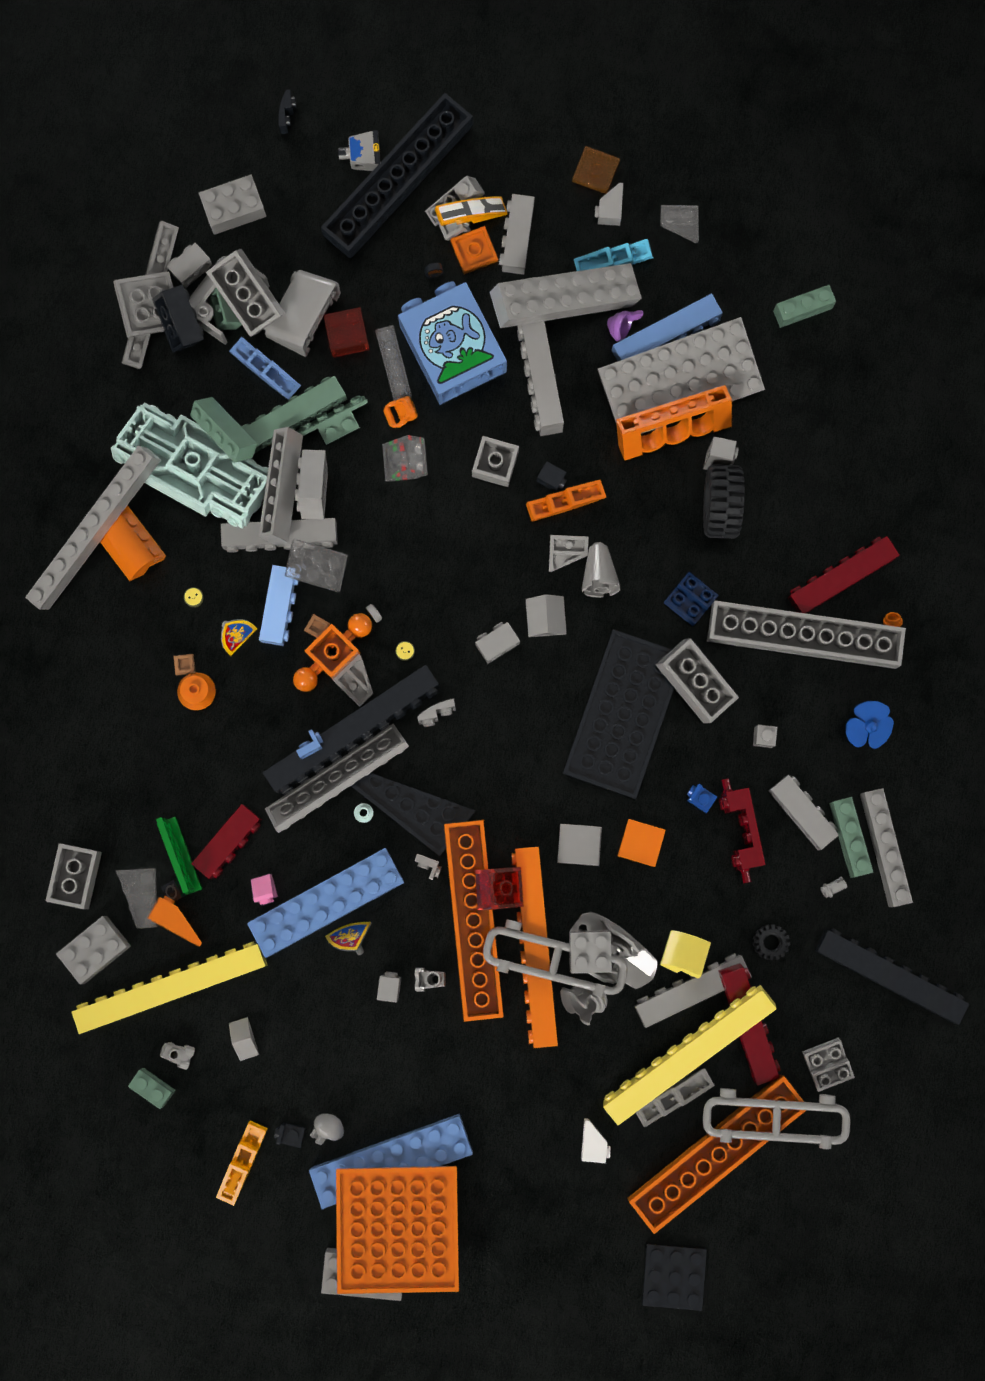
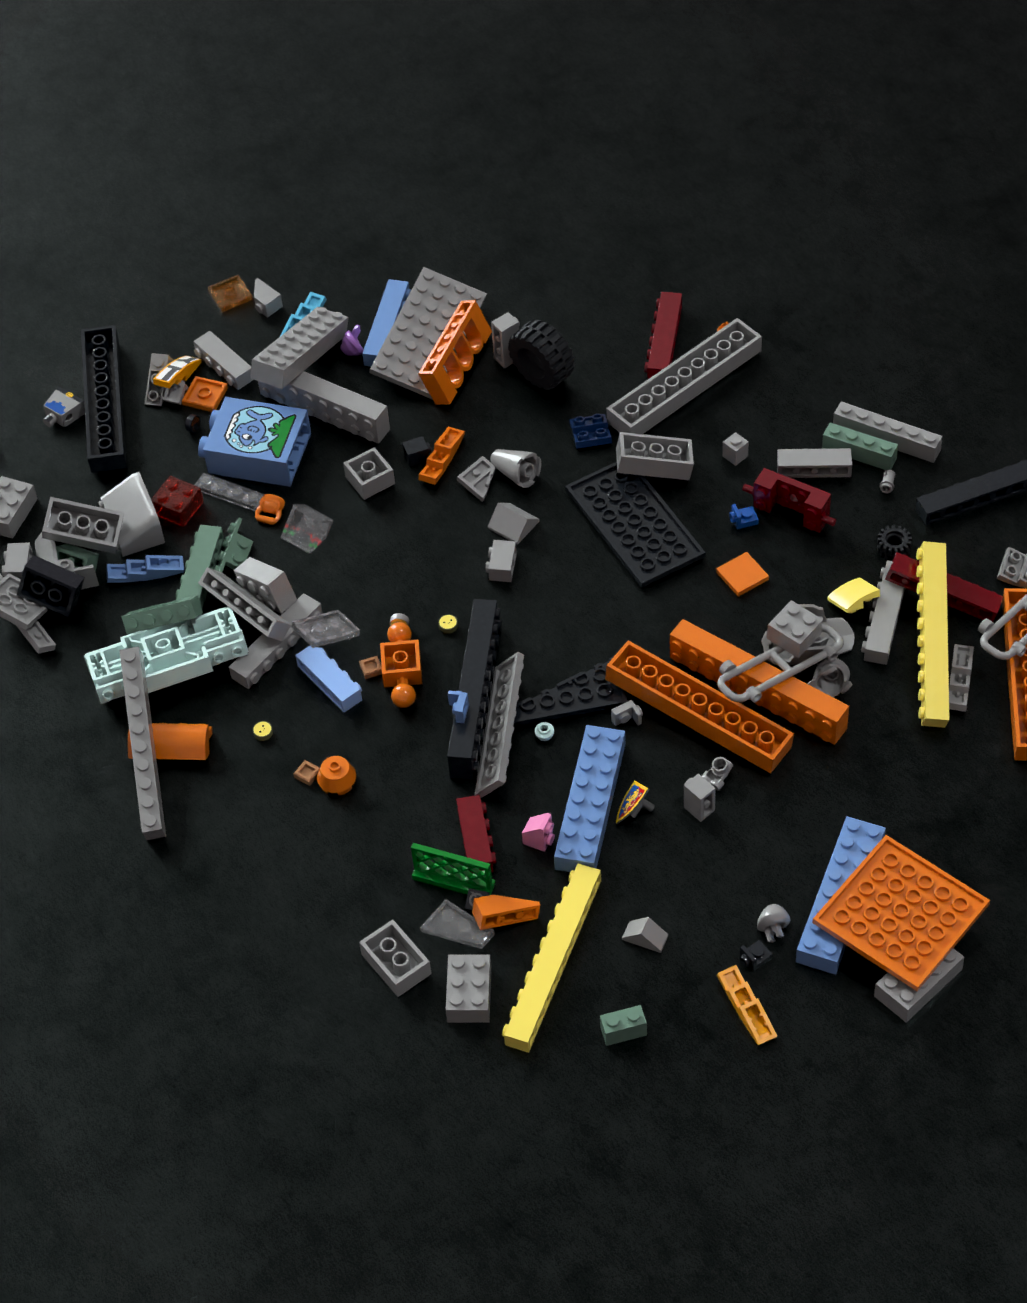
camera: 45 degrees left, 30 degrees down
(181, 1055) = (612, 987): light grey plate -> none
(235, 634) = (319, 714): shield -> none
(355, 681) = (438, 669): light grey wing -> none
(430, 716) = (516, 625): light grey slope -> none
(499, 888) = (690, 659): clear red brick -> none
(579, 844) = (706, 609): light grey slope -> none
(593, 1144) = (949, 750): white slope -> none
(681, 220) = (319, 268): clear wing -> none
(804, 306) = (453, 240): sand green brick -> none
(873, 721) = (786, 384): blue piece -> none

